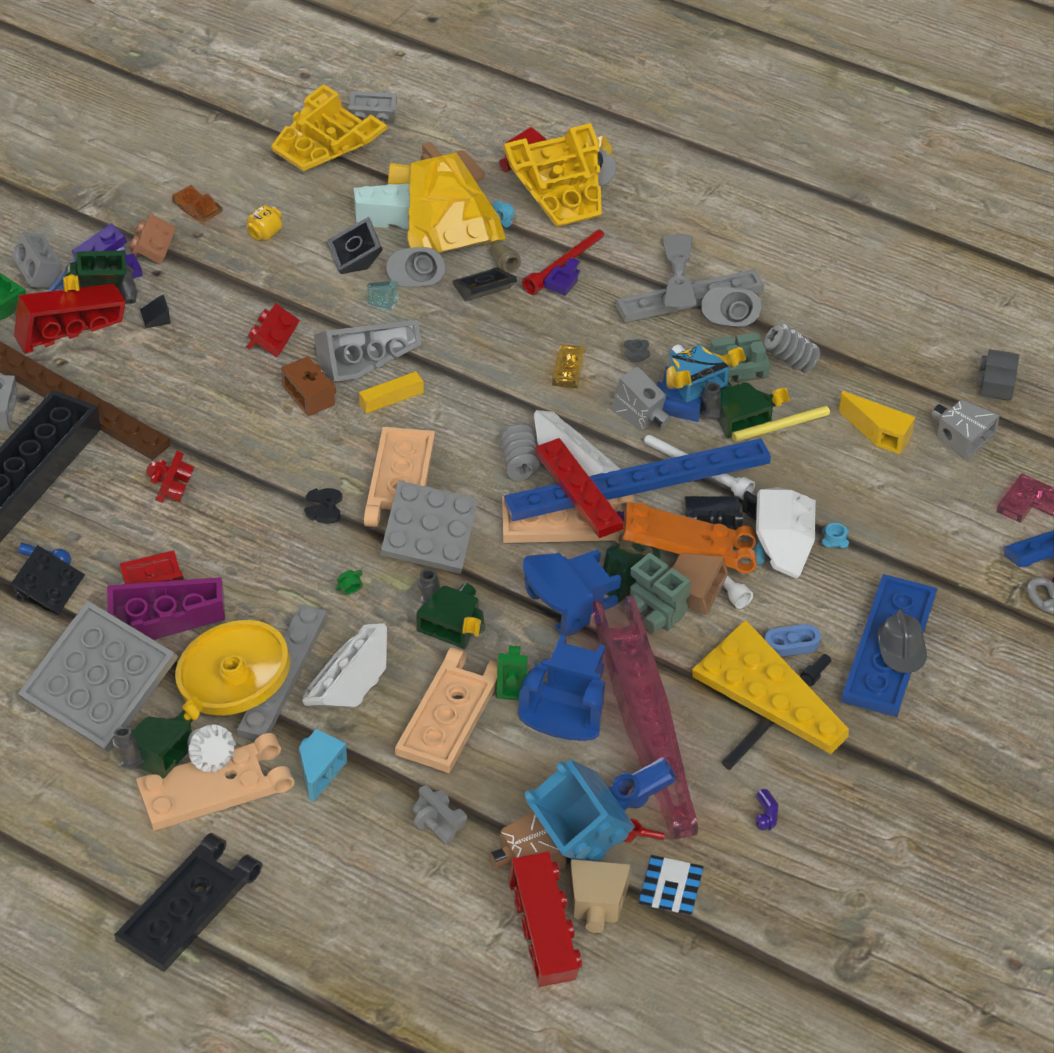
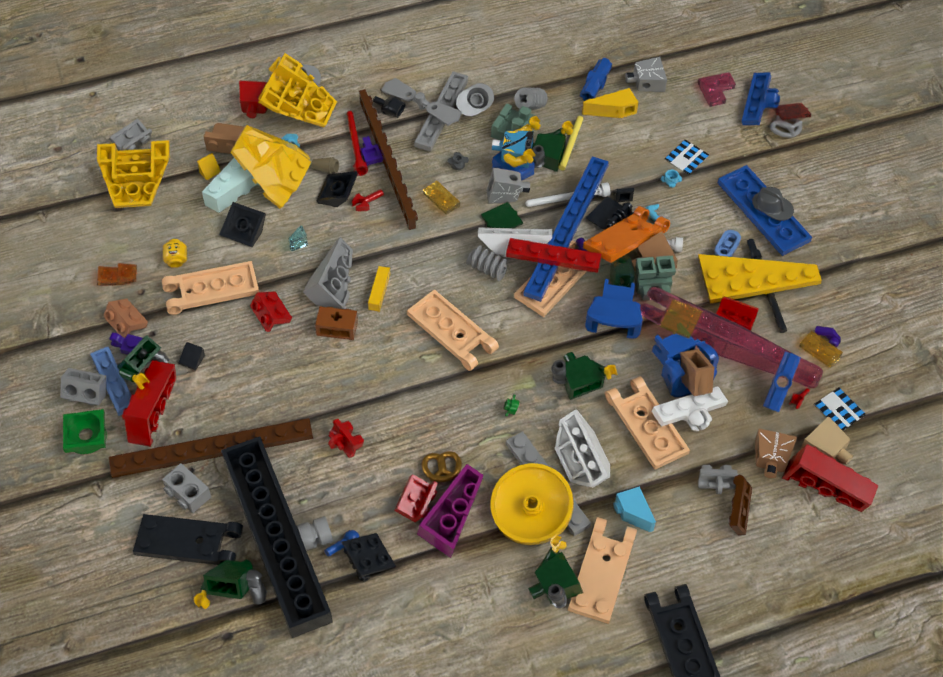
camera: 50 degrees left, 10 degrees up
(31, 523) = (315, 533): none -> light grey wheel
(98, 675) = (480, 576): light grey plate -> none
(105, 240) = (107, 346): dark purple plate -> none
(211, 747) = (588, 554): white gear -> none
(220, 571) = (442, 466): none -> pearl gold piece
(254, 272) = (211, 286): none -> light nougat hinge
(327, 510) = (441, 380): black piece -> none
(416, 266) = (295, 208): light grey piece -> none
(419, 855) = (741, 505): none -> reddish brown plate
(429, 527) = (508, 341): light grey plate -> none
(490, 312) = (364, 206): none -> red bar
(509, 735) = (690, 409): none -> white plate
(511, 673) = (657, 375): green plate -> none
(553, 702) = (698, 372): none -> medium nougat torso
(567, 295) = (389, 163): none -> reddish brown plate
(579, 812) = (776, 413): dark azure container -> none
(604, 431) = (502, 217): none -> dark green piece
(609, 641) = (681, 318): none -> clear yellow piece
(647, 256) = (390, 106): none -> black piece
(692, 704) = (737, 312): none -> red bracket
(739, 815) = (821, 349): none -> clear yellow plate
(785, 528) = (655, 190): white wedge -> none
(890, 534) = (687, 156): none -> sticker
(900, 388) = (596, 79): none -> blue piece
(999, 374) = (625, 36): dark grey brick -> none

